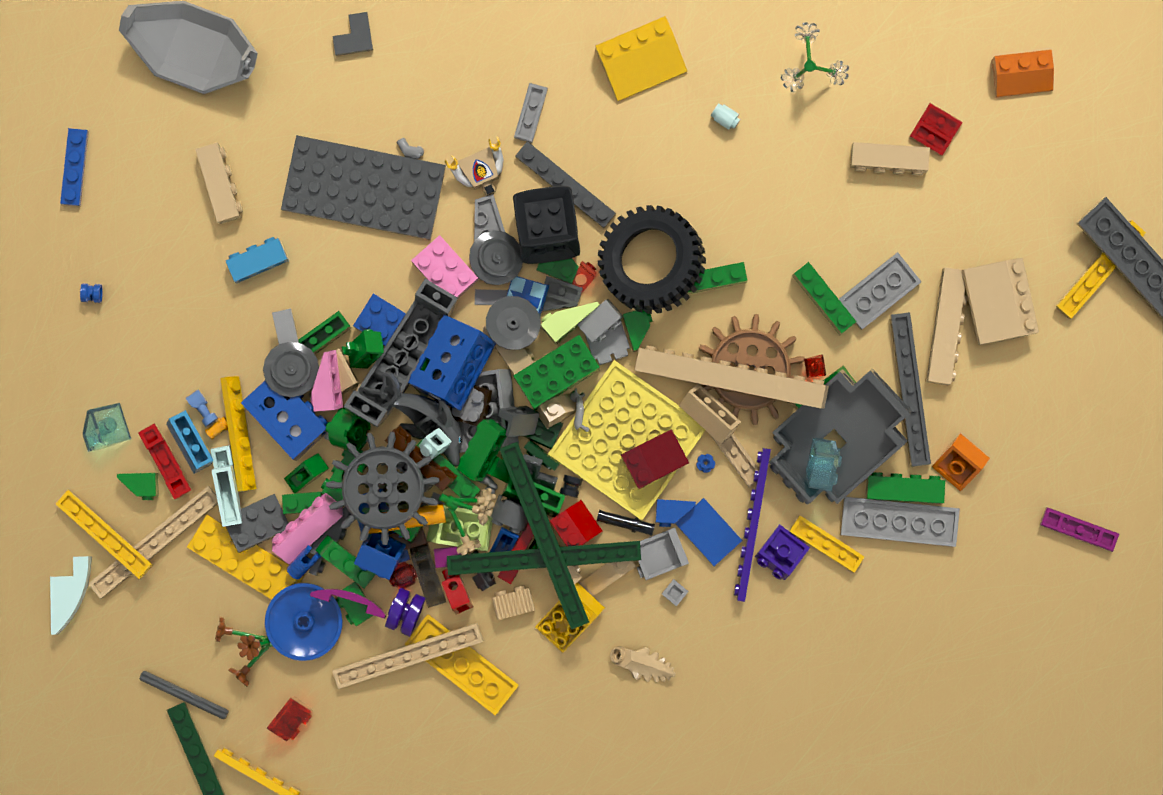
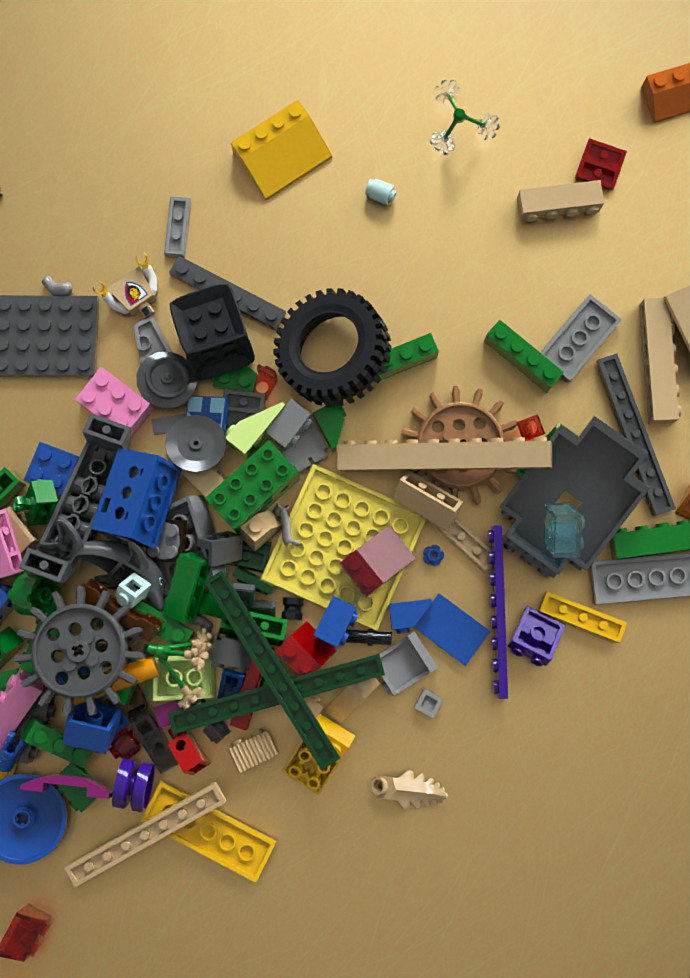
camera: 10 degrees left, 5 degrees down
(607, 506) = (336, 622): none -> blue brick

